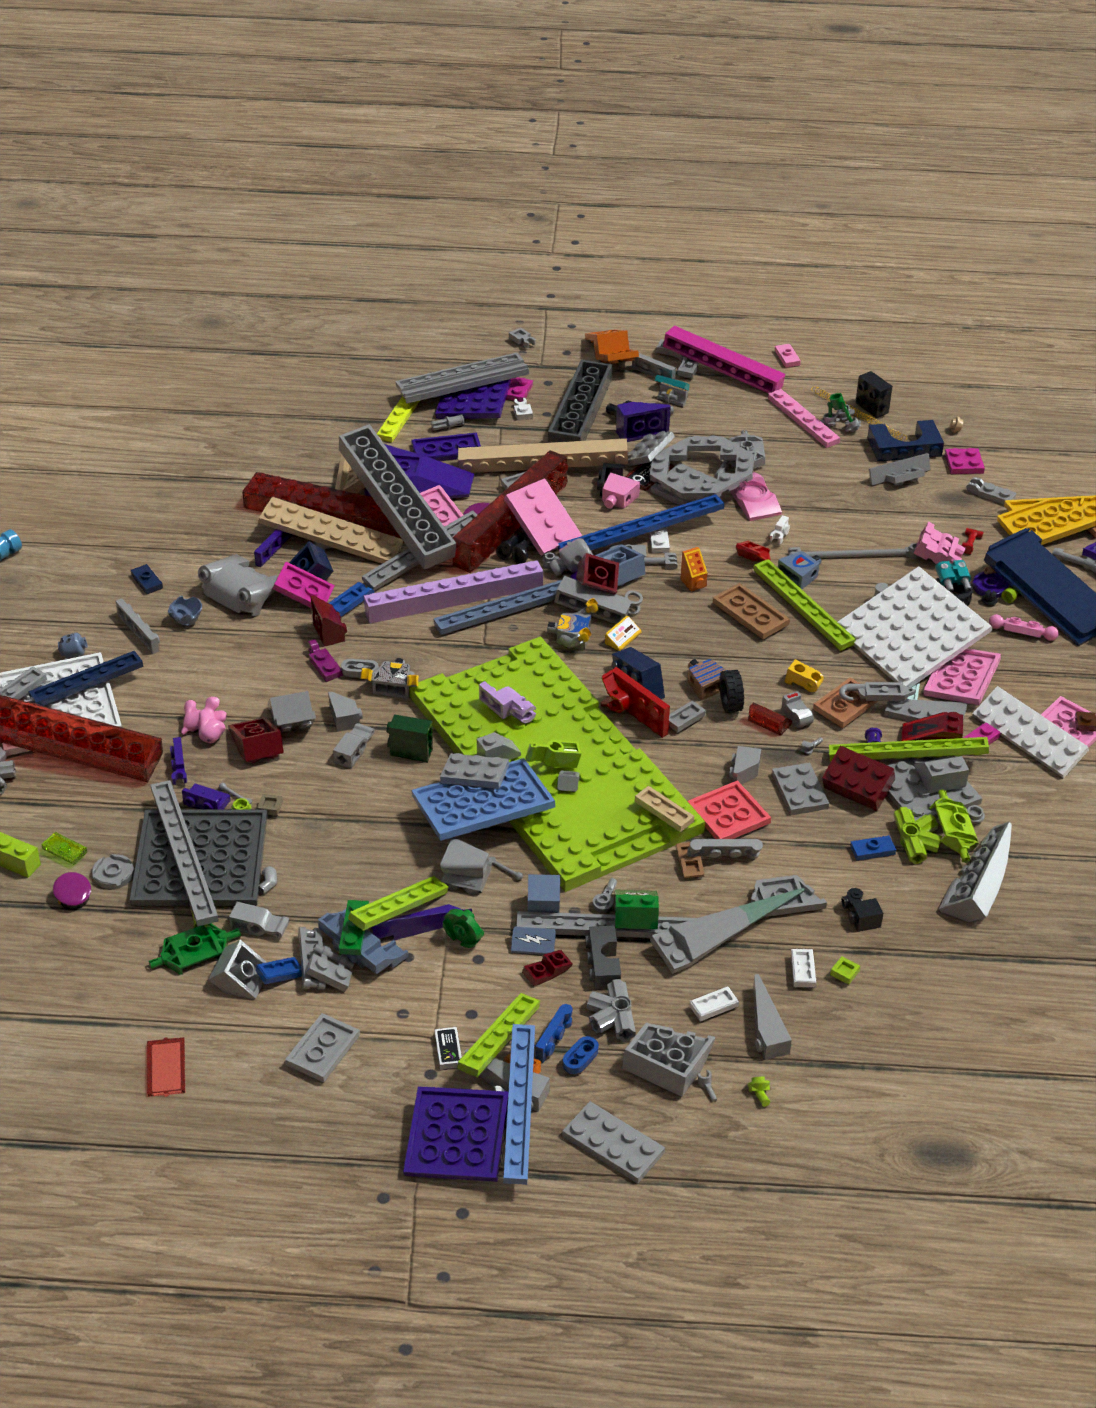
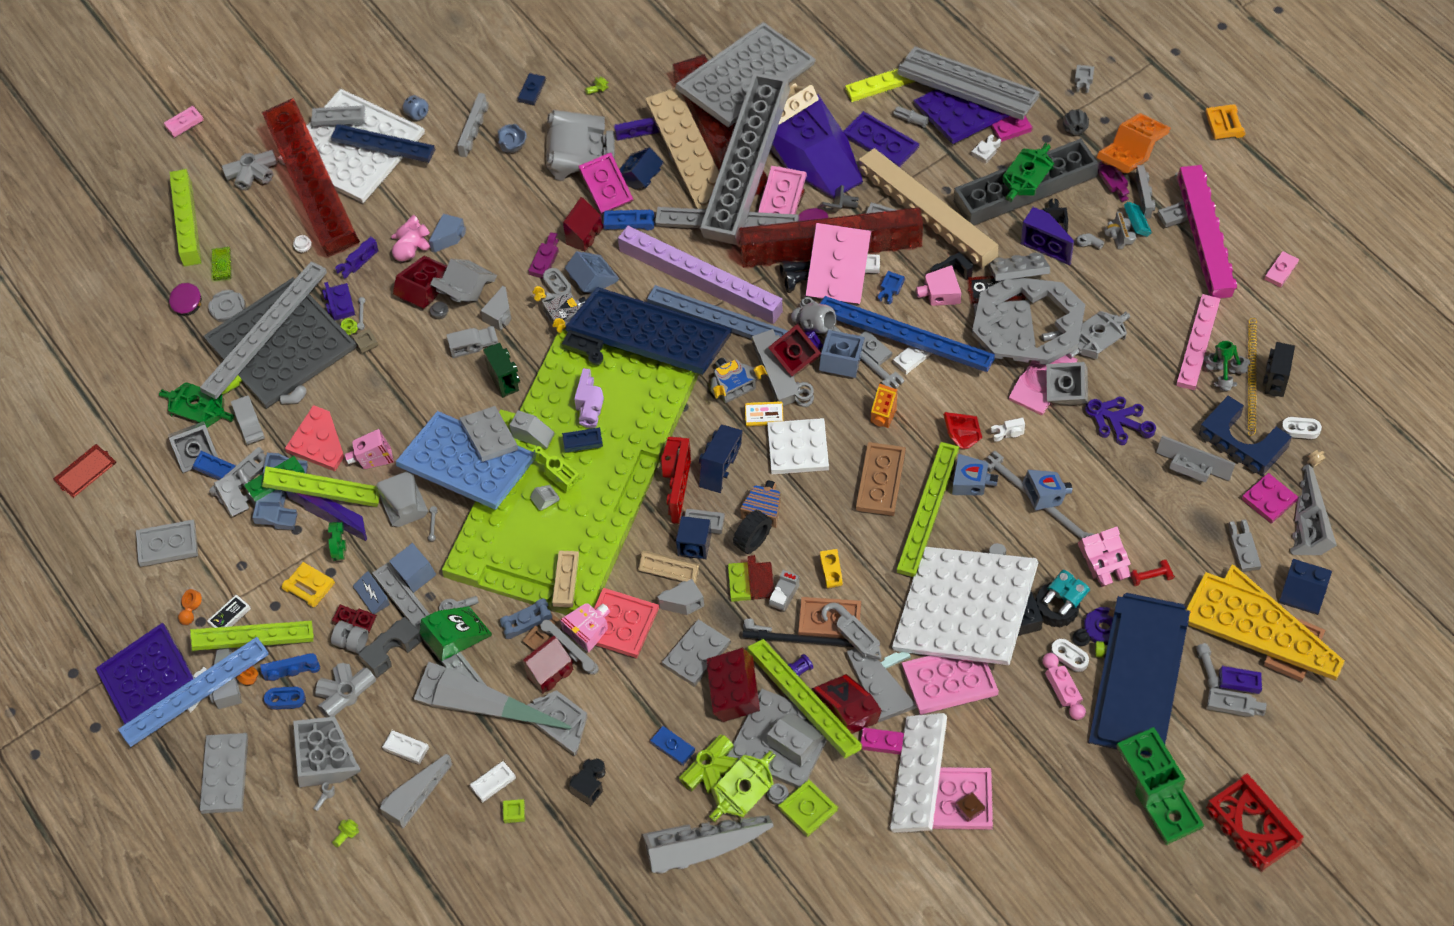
camera: 55 degrees right, 15 degrees up
(114, 788) = (302, 243): none -> white plate
(196, 542) = (600, 84): none -> lime plate
(228, 695) = (447, 232): none -> sand blue slope
(265, 566) = (608, 140): none -> light grey plate
(295, 747) = (439, 310): none -> flat silver plate
(307, 463) = (725, 79): none -> light grey plate
(331, 890) = (317, 440): none -> coral plate
(374, 644) = (590, 271): none -> sand blue slope
(393, 857) = (370, 450): none -> bright pink torso
(416, 1077) = (190, 600): none -> orange plate
(451, 677) = (584, 345): none -> black hinge
(470, 974) = (310, 579): none -> yellow plate
(476, 641) = (650, 330): none -> dark blue plate
(479, 490) = (840, 200): none -> dark grey bracket
(540, 727) = (582, 440): none -> dark blue plate
(557, 359) = (1076, 122): none -> dark grey piece
(568, 975) = (350, 637): none -> light grey wheel
(582, 393) = (1026, 181): none -> green plate
(586, 512) = (891, 285): none -> blue plate
(628, 374) = (1114, 180): none -> magenta plate
(639, 308) = (1220, 124): none -> light orange plate
(667, 861) = (526, 619): none -> sand blue plate
(671, 635) = (798, 446): none -> white plate
(698, 726) = (693, 537): none -> dark blue head
(707, 757) = (668, 566): none -> tan plate
(720, 822) = (586, 625): none -> bright pink torso
(731, 870) = (548, 665): none -> slope
(760, 731) = (739, 581): none -> lime plate
(779, 479) = (1067, 383): none -> light grey slope
(807, 486) = (1118, 418): none -> dark purple plant
(824, 743) = (763, 634): none -> black bar
(854, 541) = (1045, 488): none -> sand blue torso
(926, 413) = (1301, 426): none -> white plate
(1004, 805) = (808, 808): none -> lime plate
(1005, 609) = (1071, 655): none -> white plate
(1011, 458) = (1313, 528): none -> light grey wedge
(1052, 481) = (1305, 586): none -> dark blue slope

